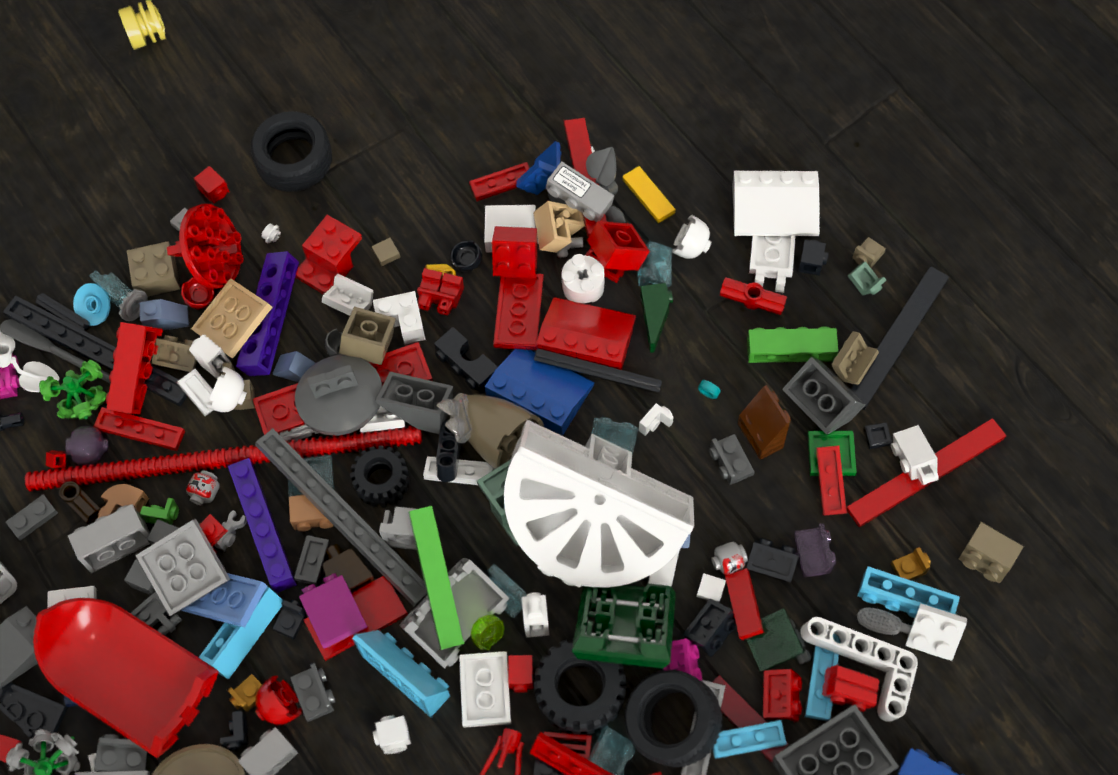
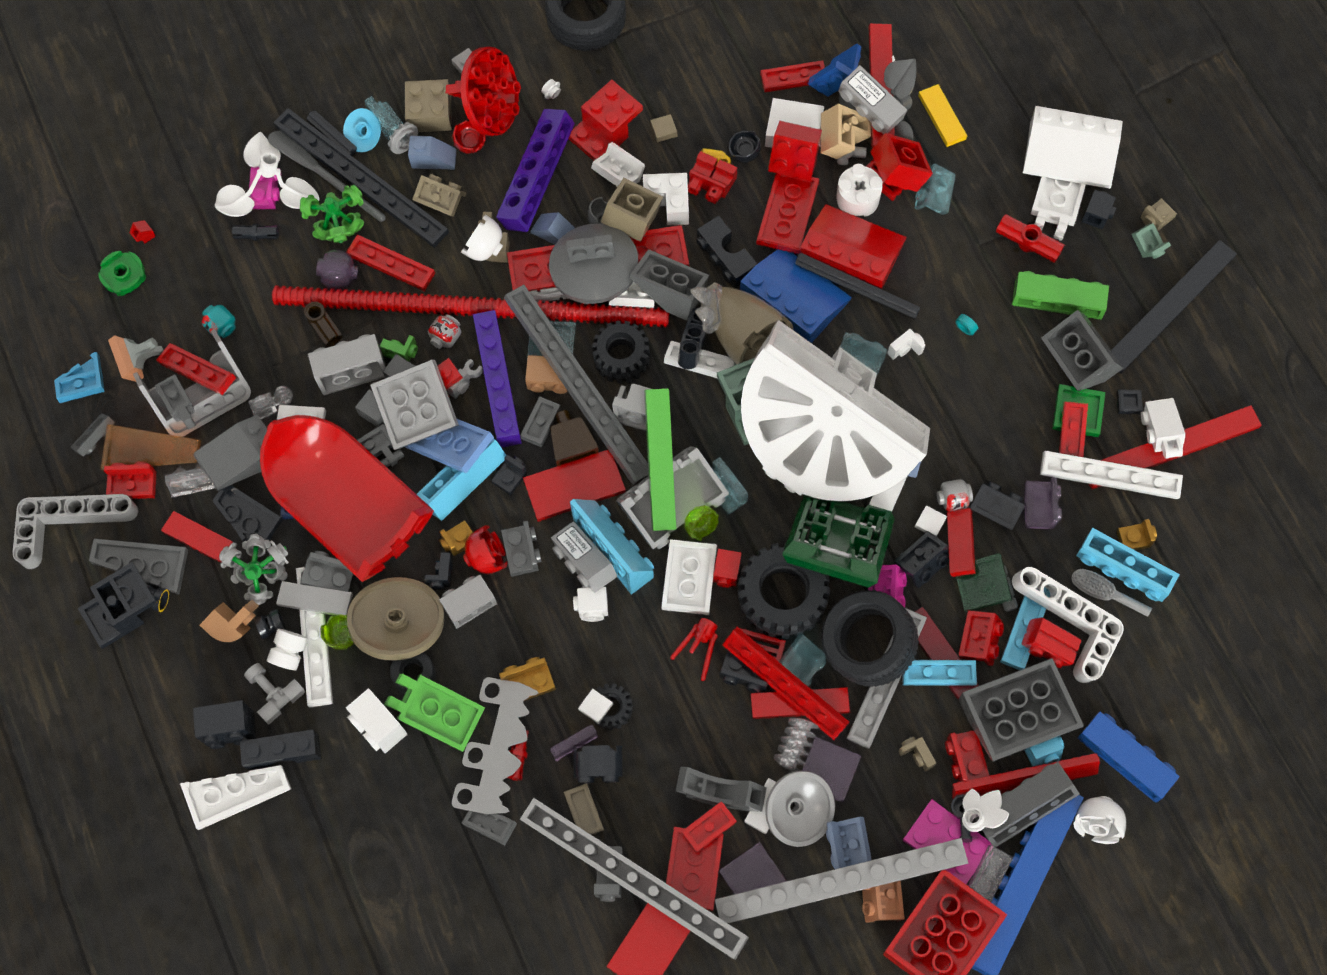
camera: 10 degrees right, 5 degrees up
(31, 517) = (273, 330): dark grey plate -> none
(35, 593) = (266, 404): none -> clear plate
(51, 459) = (301, 275): red piece -> none
(120, 496) = (364, 324): medium nougat brick -> none
(131, 367) = (393, 199): red wedge -> none
(197, 390) = (454, 235): white tile -> none
(209, 355) = (471, 201): white brick -> none
(211, 185) = (499, 29): red brick -> none
(232, 317) = (499, 168): tan plate -> none
(332, 610) = (553, 472): magenta slope -> none
(376, 690) = (583, 557): none -> light grey brick
(535, 615) = (751, 514): white brick -> none
(655, 307) = (928, 229): dark green slope -> none
(692, 239) = (979, 169): white cylinder -> none
(731, 459) = (975, 398): dark grey bracket -> none
(765, 423) = (1017, 368): reddish brown slope -> none
(854, 359) = (1121, 320): dark tan bracket -> none
(874, 510) = (1111, 475): none -> white tile
(936, 632) = (1148, 604): white plate -> none
(990, 553) = (1219, 538): dark tan brick -> none

